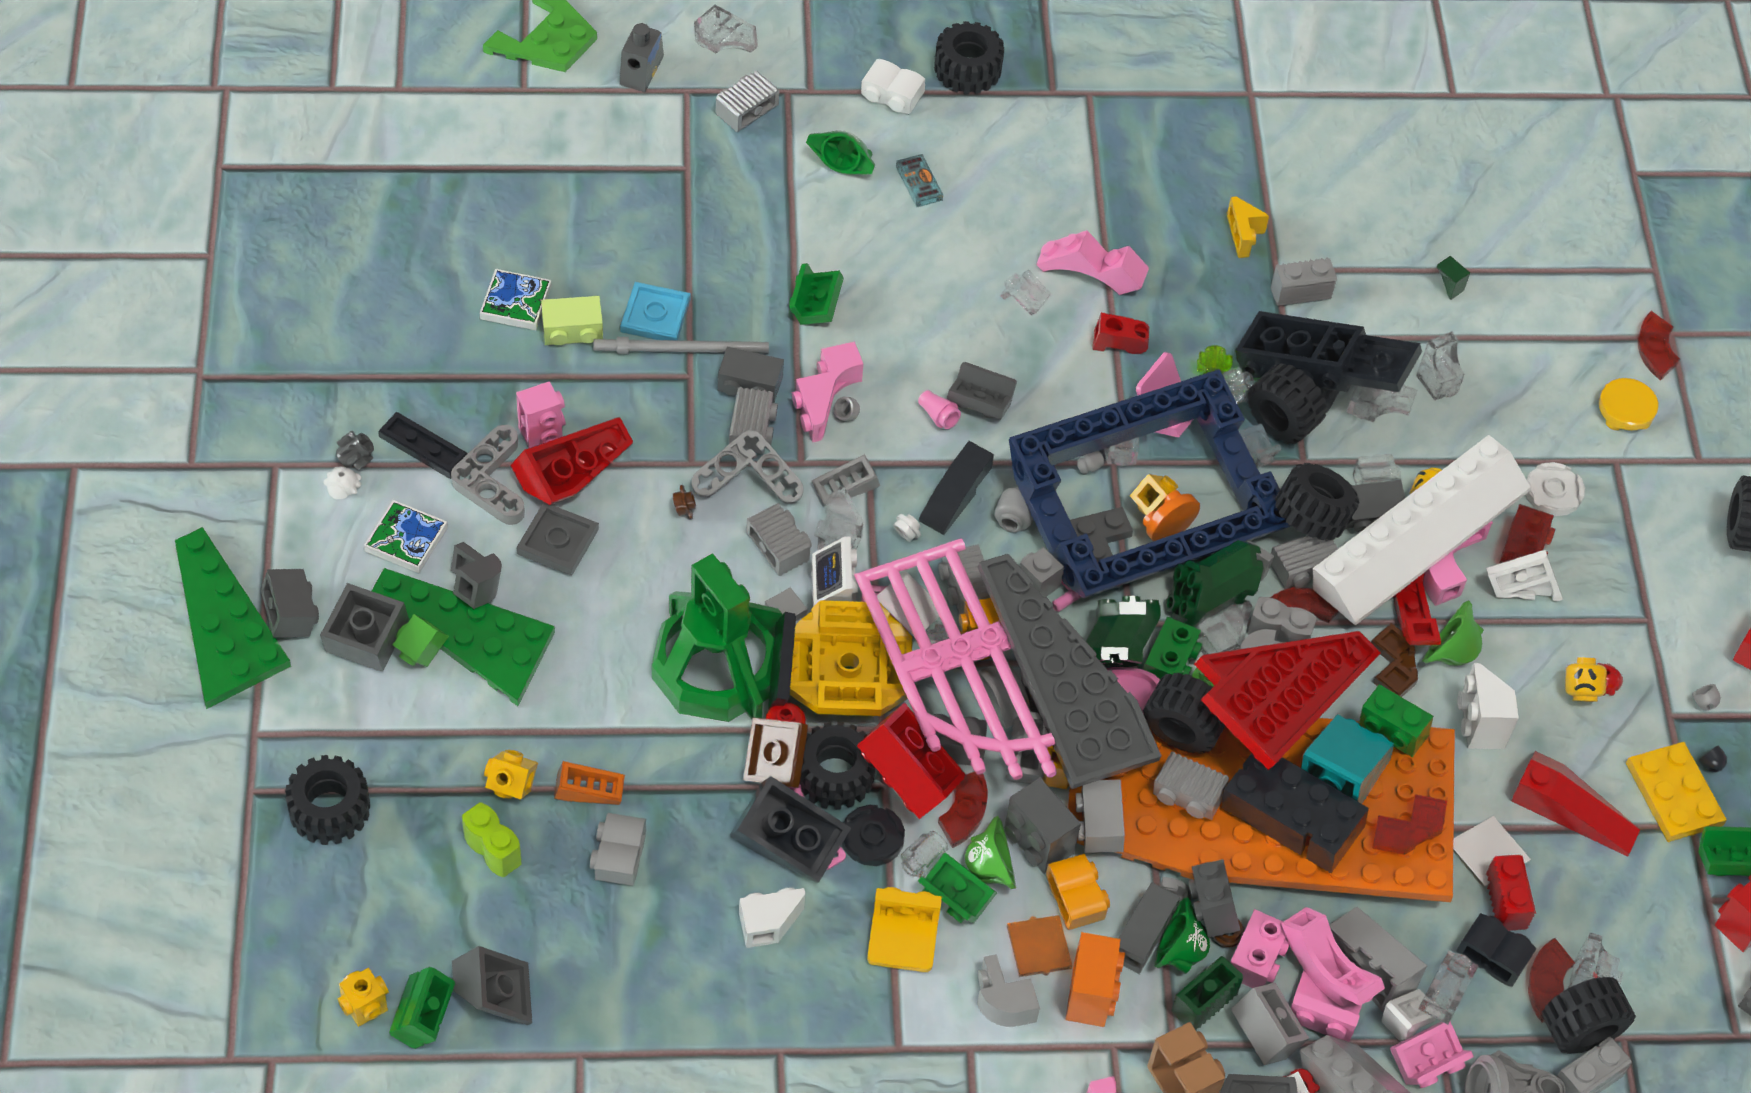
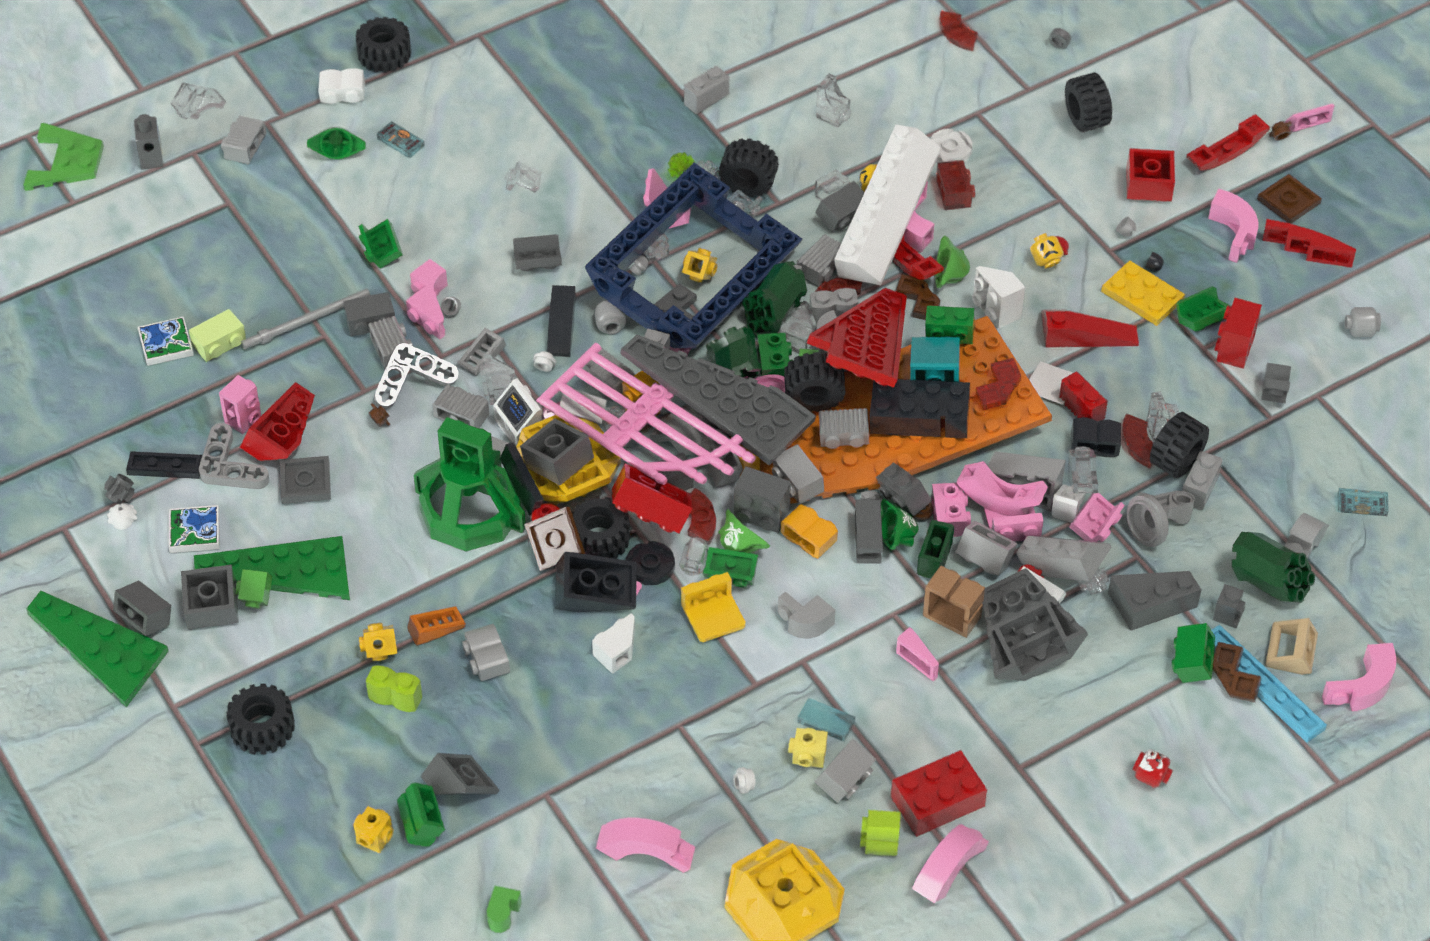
camera: 25 degrees left, 5 degrees down
(475, 575) = (265, 526): dark grey brick -> none
(655, 312) = (272, 305): medium azure tile -> none
(836, 650) = (557, 451): none -> dark grey brick
(942, 411) = (517, 277): bright pink cone -> none
(1039, 946) = (805, 577): clear orange piece -> none
(1082, 253) = (546, 135): bright pink arch -> none
(1095, 980) = (858, 575): orange brick -> none
(1121, 333) = (605, 175): red leg -> none
(1172, 516) = (720, 271): orange tile -> none
(1245, 223) = (642, 71): yellow slope -> none
(1317, 501) = (810, 217): black tyre -> none
(1327, 353) = (755, 121): black wedge -> none
(1371, 402) = (801, 139): clear arch -> none
(1453, 276) = (801, 44): dark green slope -> none
(1525, 578) = (969, 206): white wing -> none
(1628, 404) = (963, 74): yellow tile -> none

